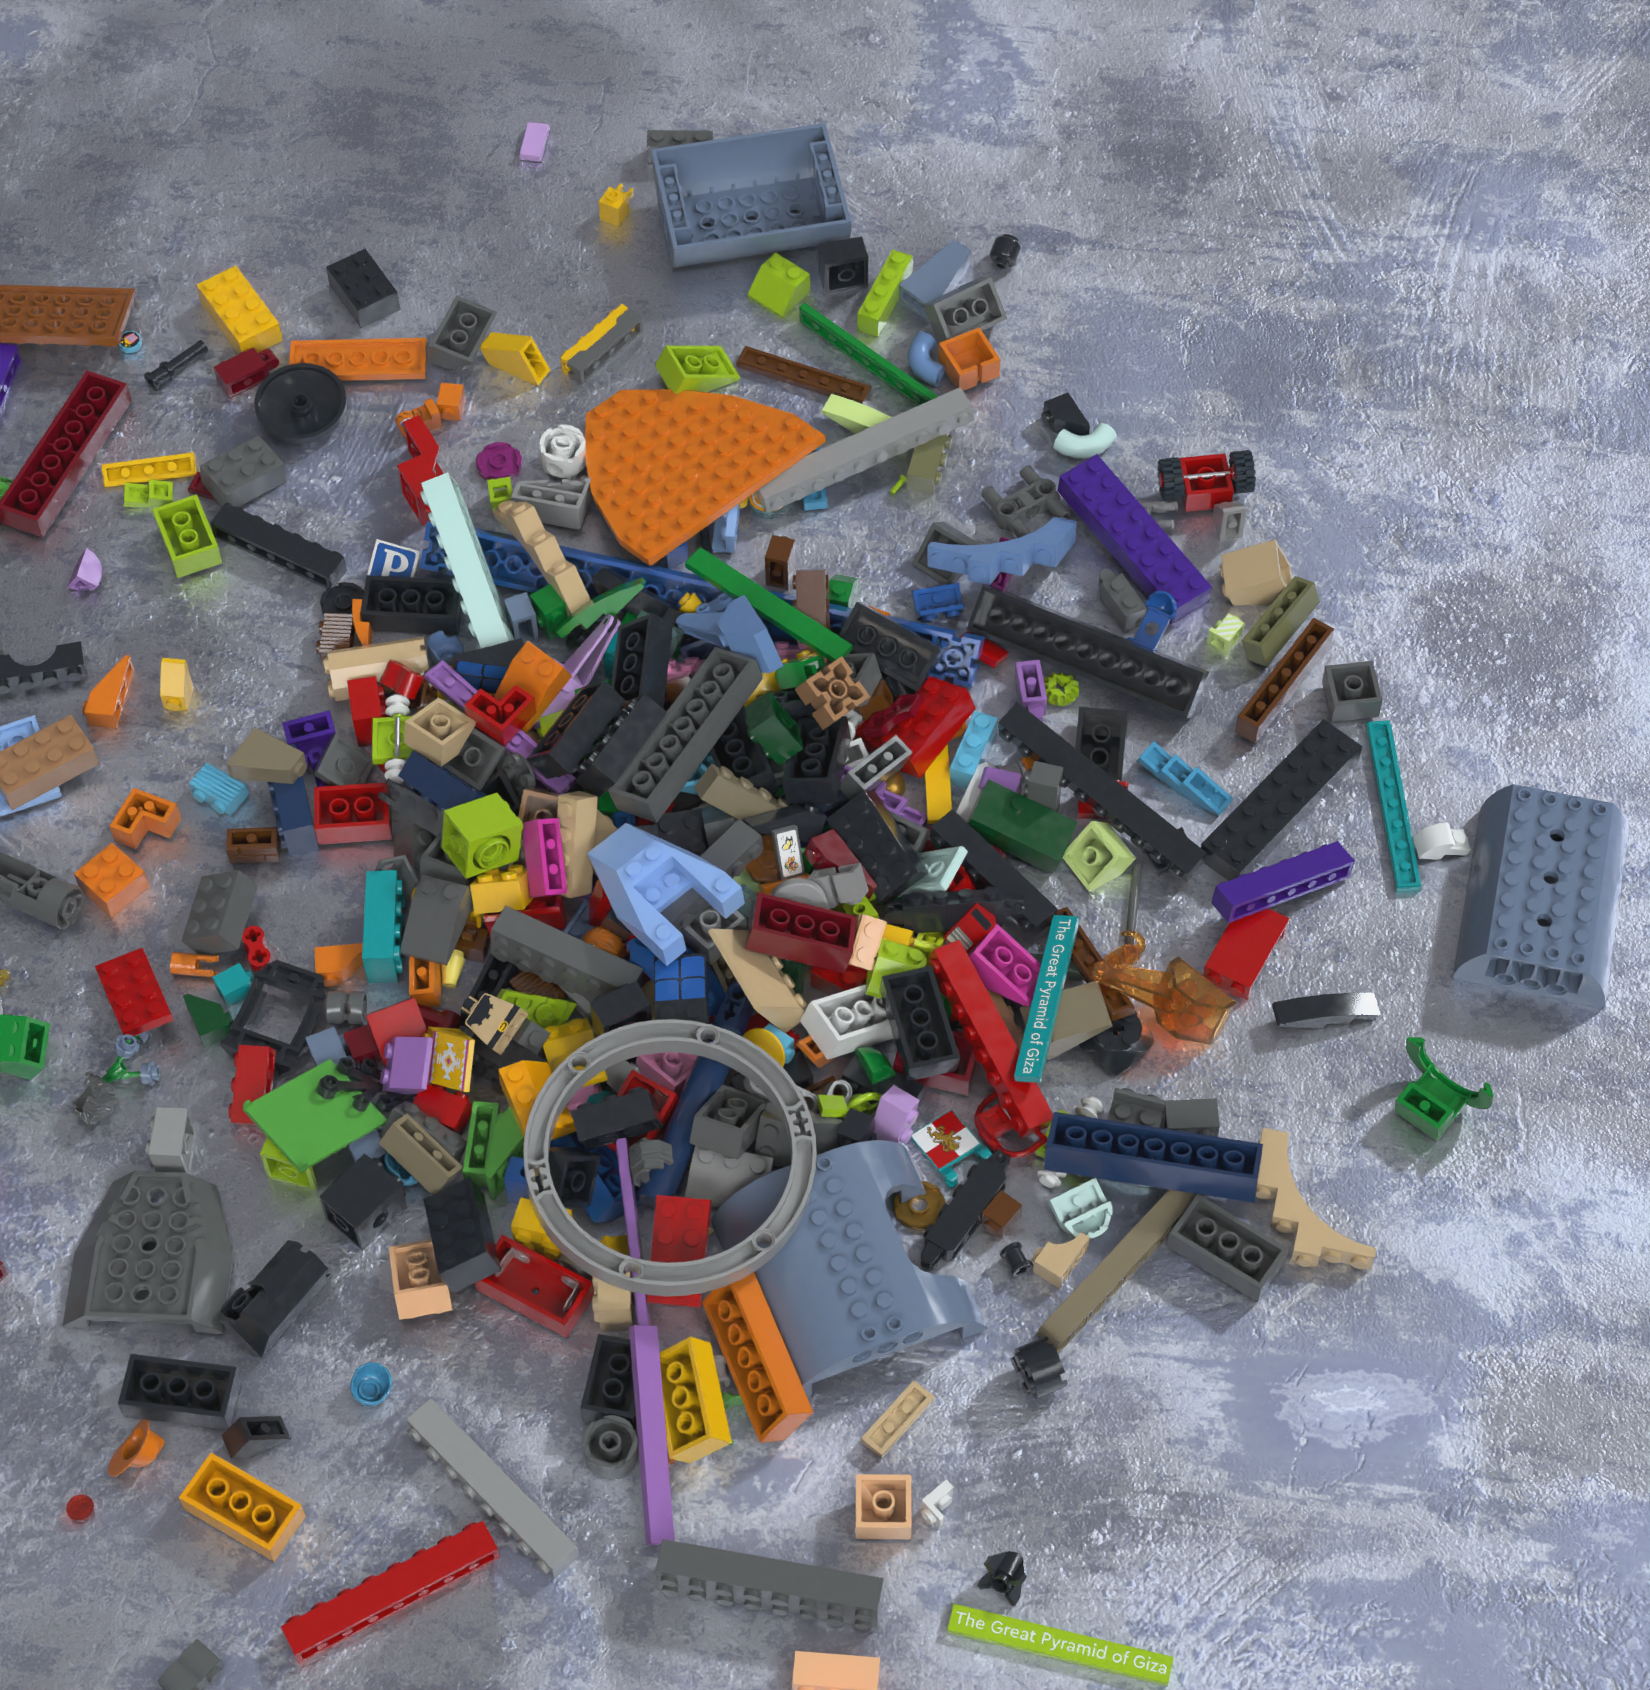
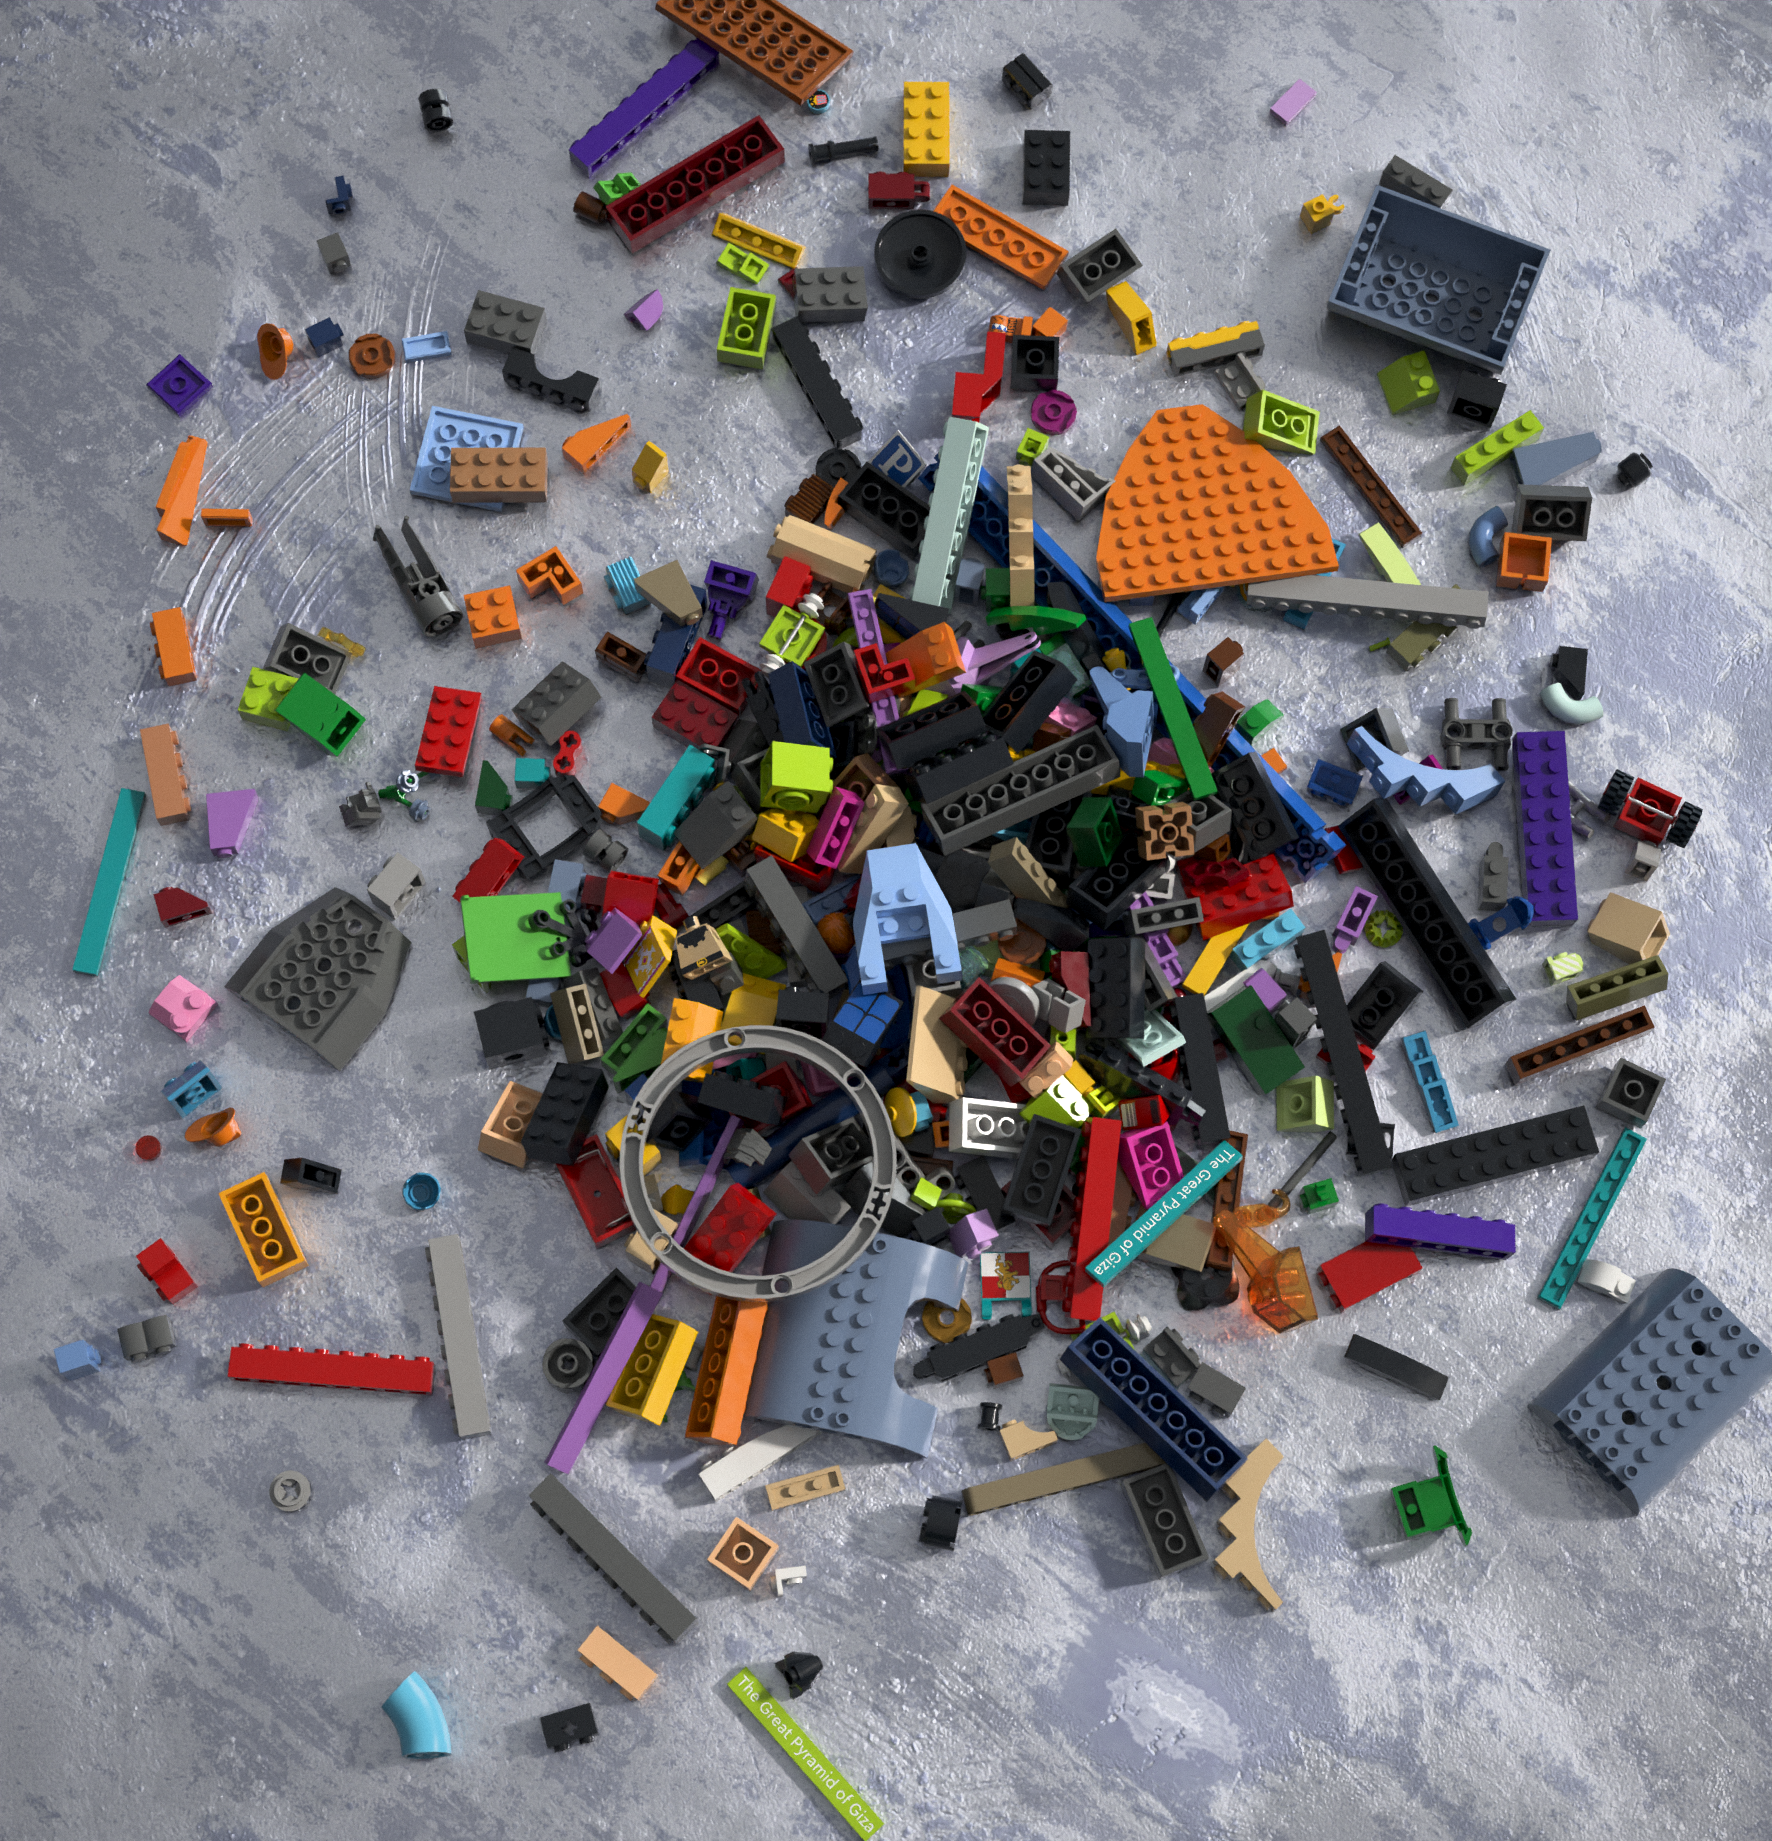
camera: 30 degrees right, 15 degrees up
(33, 1368) = (182, 1007): none -> bright pink slope
(90, 1426) = (191, 1088): none -> dark azure slope
(169, 1601) = (163, 1266): none -> red brick
(179, 1391) = (275, 1102): black brick -> none
(274, 1298) = (391, 1072): black brick -> none
(300, 236) = (1026, 81): none -> black brick
(343, 763) = (739, 628): dark grey plate -> none
(347, 855) = (693, 717): none -> dark red brick
(402, 679) = (829, 583): red axle -> none
(438, 731) = (823, 656): tan slope -> none
(458, 431) = (1034, 362): none -> black brick
(563, 451) = (1111, 437): white brick -> none
(638, 356) = (1239, 380): none -> light grey bracket
(787, 852) = (1036, 948): tile -> none
(833, 1423) = (751, 1459): none -> white slope
(864, 355) = (1437, 503): green tile -> none
(875, 1064) = (988, 1177): green brick -> none
(1162, 917) = (1318, 1196): none -> green brick

